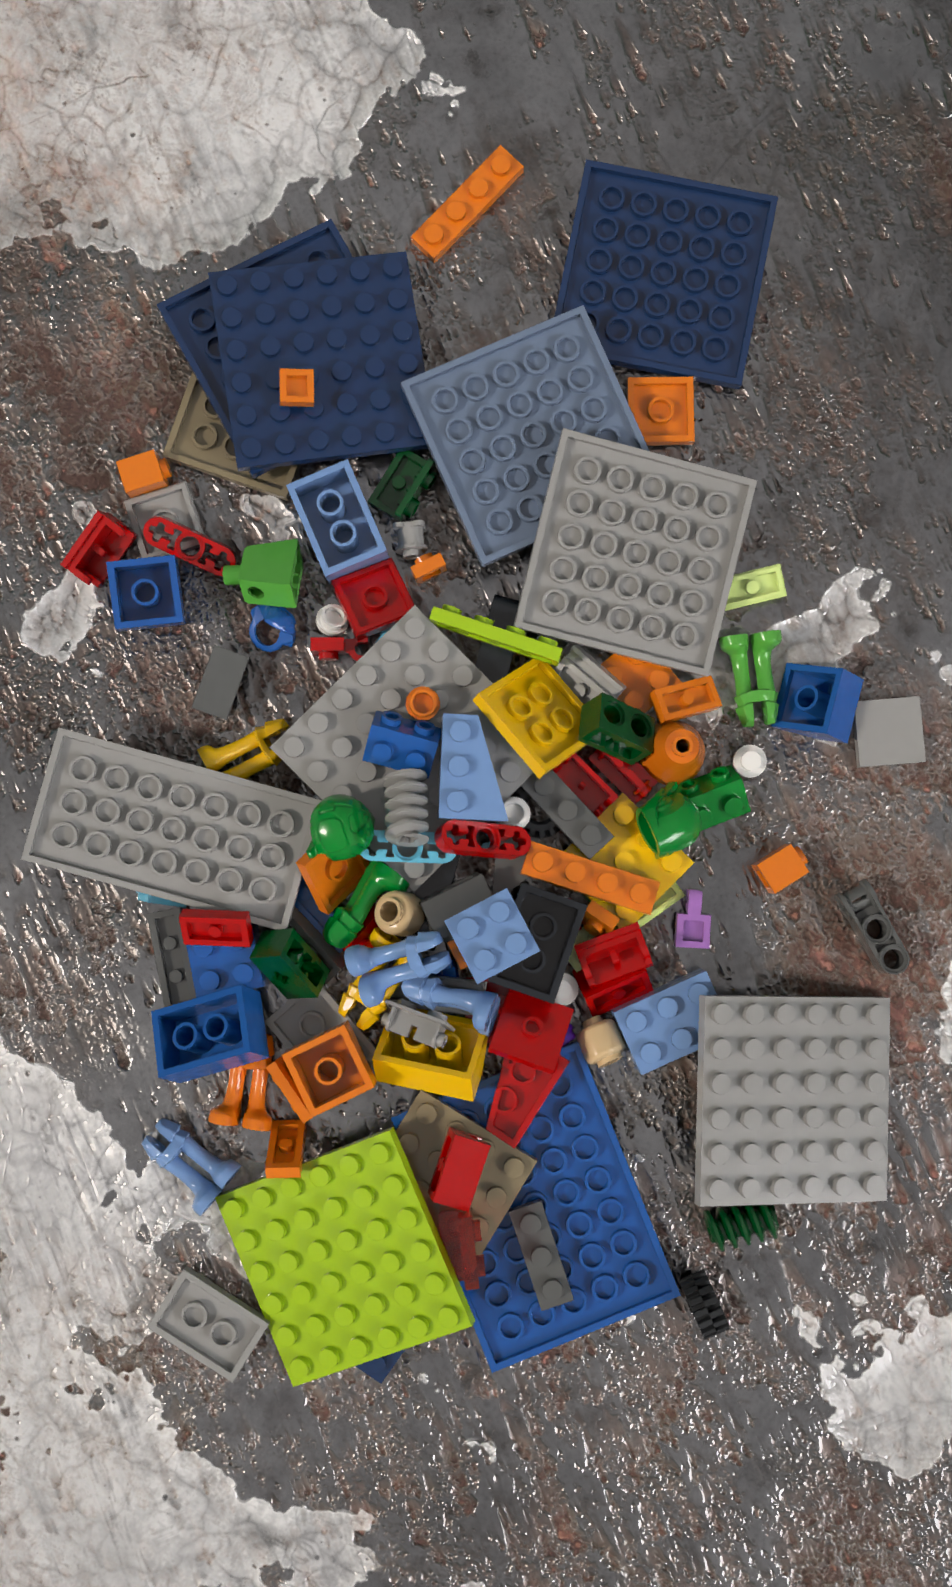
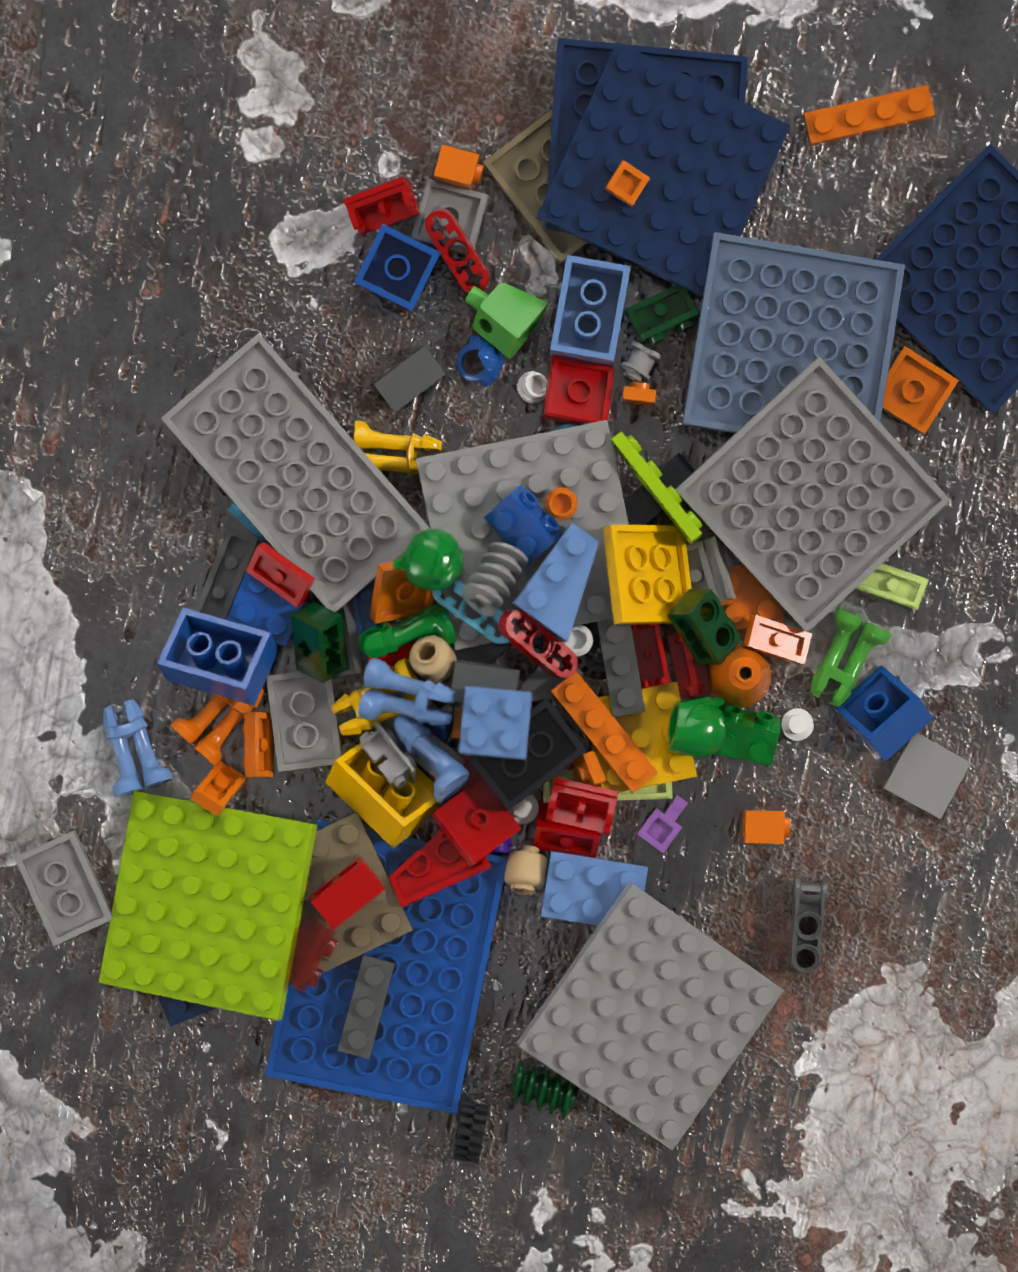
camera: 30 degrees right, 0 degrees up
(329, 1068) = (296, 746): orange brick -> none
(331, 647) = (517, 409): red plate -> none

